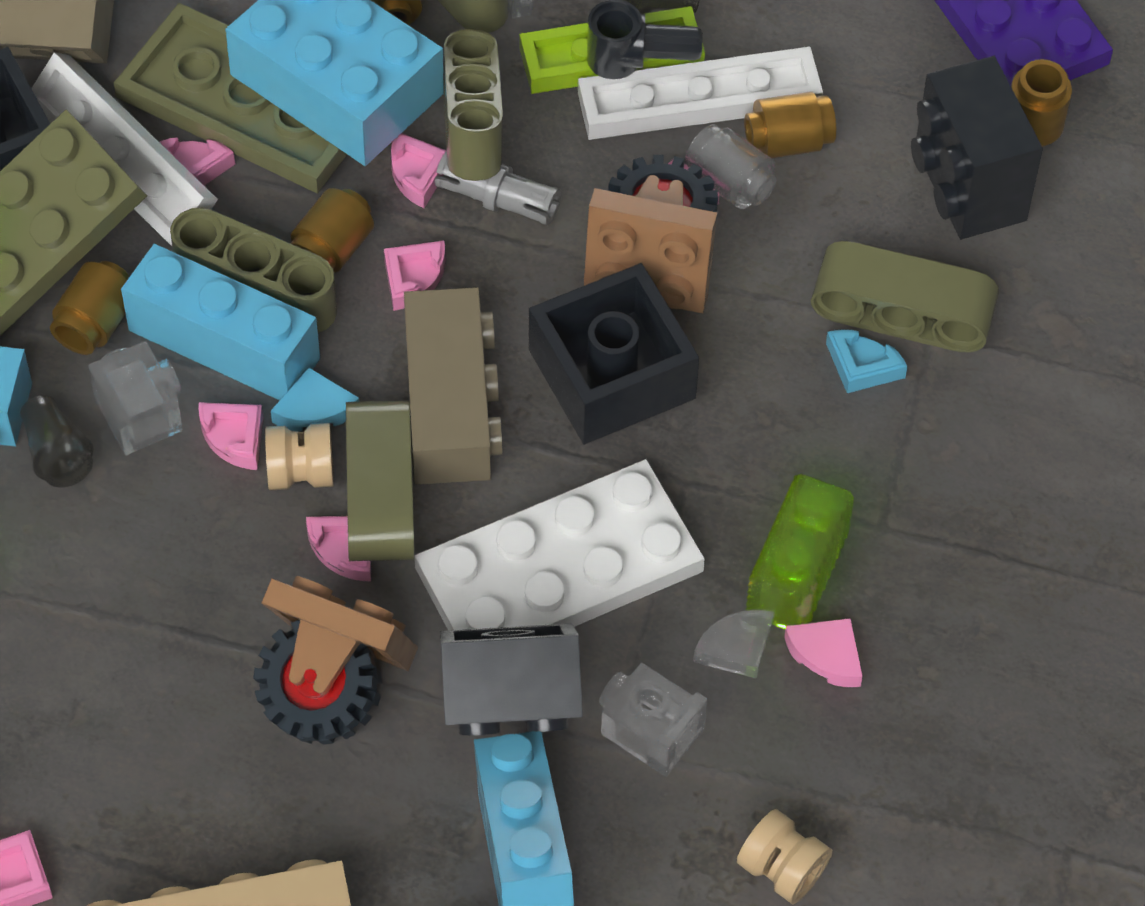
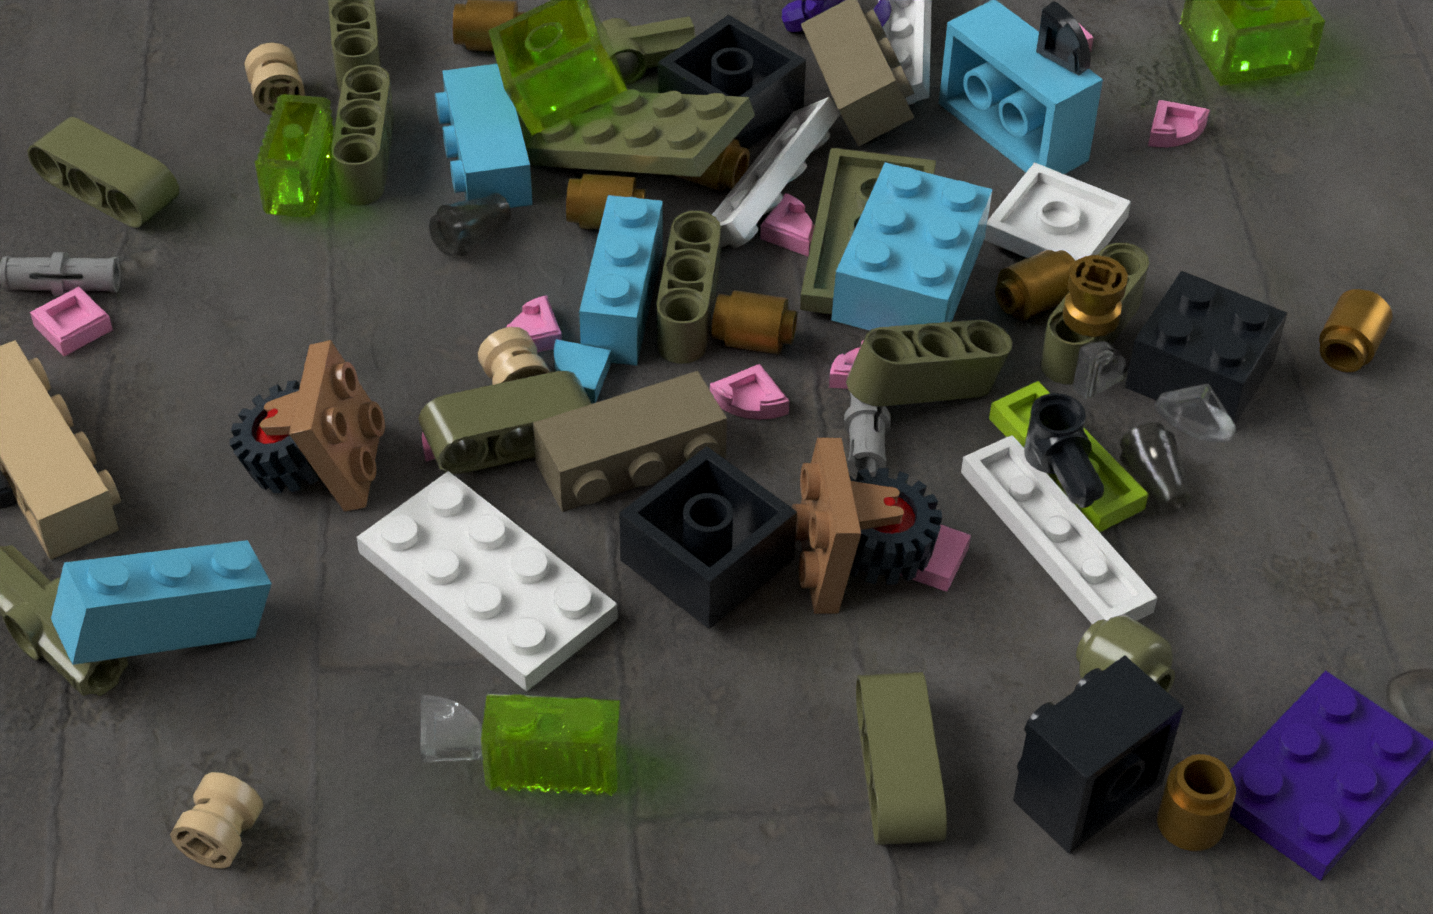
camera: 70 degrees right, 10 degrees down
(137, 396) = (528, 253): clear brick -> none
(511, 677) = (319, 546): brick -> none
(655, 735) = (337, 682): clear brick -> none
(736, 166) = (979, 576): clear brick -> none
(791, 124) = (1054, 608): pearl gold brick -> none
(827, 650) = (465, 805): bright pink tile -> none
(863, 361) = (815, 750): medium azure tile -> none
(870, 97) = (1120, 636): none -> olive head

